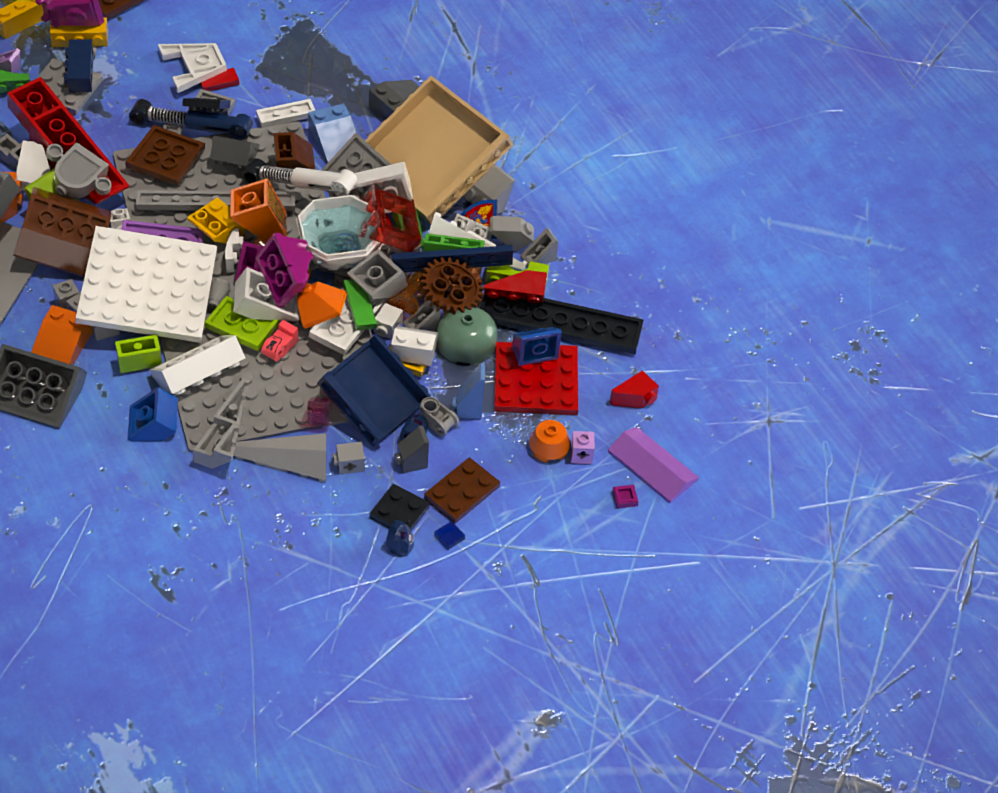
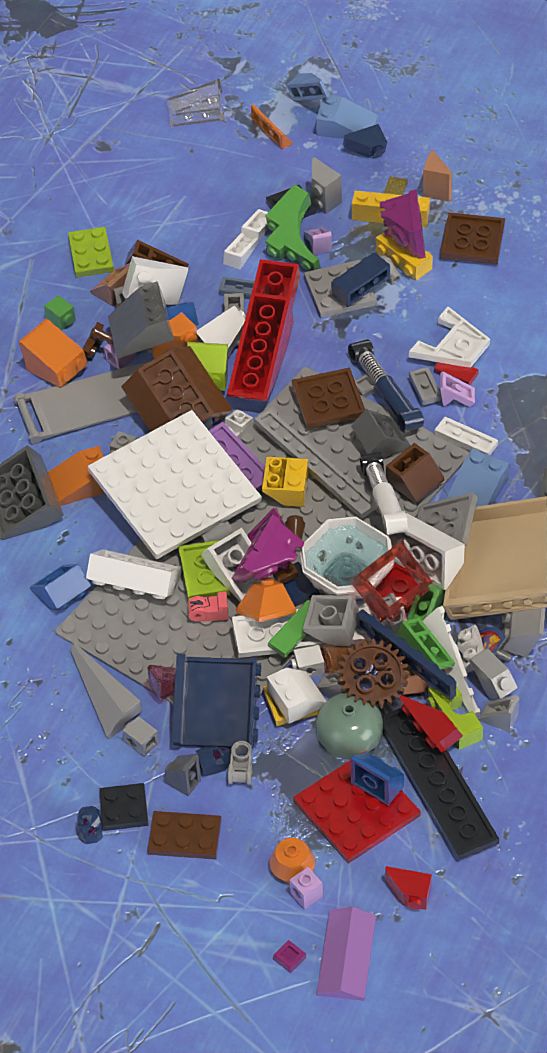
camera: 60 degrees right, 0 degrees up
(78, 171) = (232, 358): light grey piece -> none
(138, 353) = (109, 530): lime brick -> none
(212, 105) = (404, 380): black plate -> none
(220, 440) = (69, 639): light grey wedge -> none
(232, 250) = (282, 503): white slope -> none
(240, 90) = (453, 388): none -> lavender slope
(258, 209) = (319, 493): orange slope -> none
(449, 535) = (130, 858): clear blue tile -> none
(470, 395) = (278, 773): medium blue slope -> none

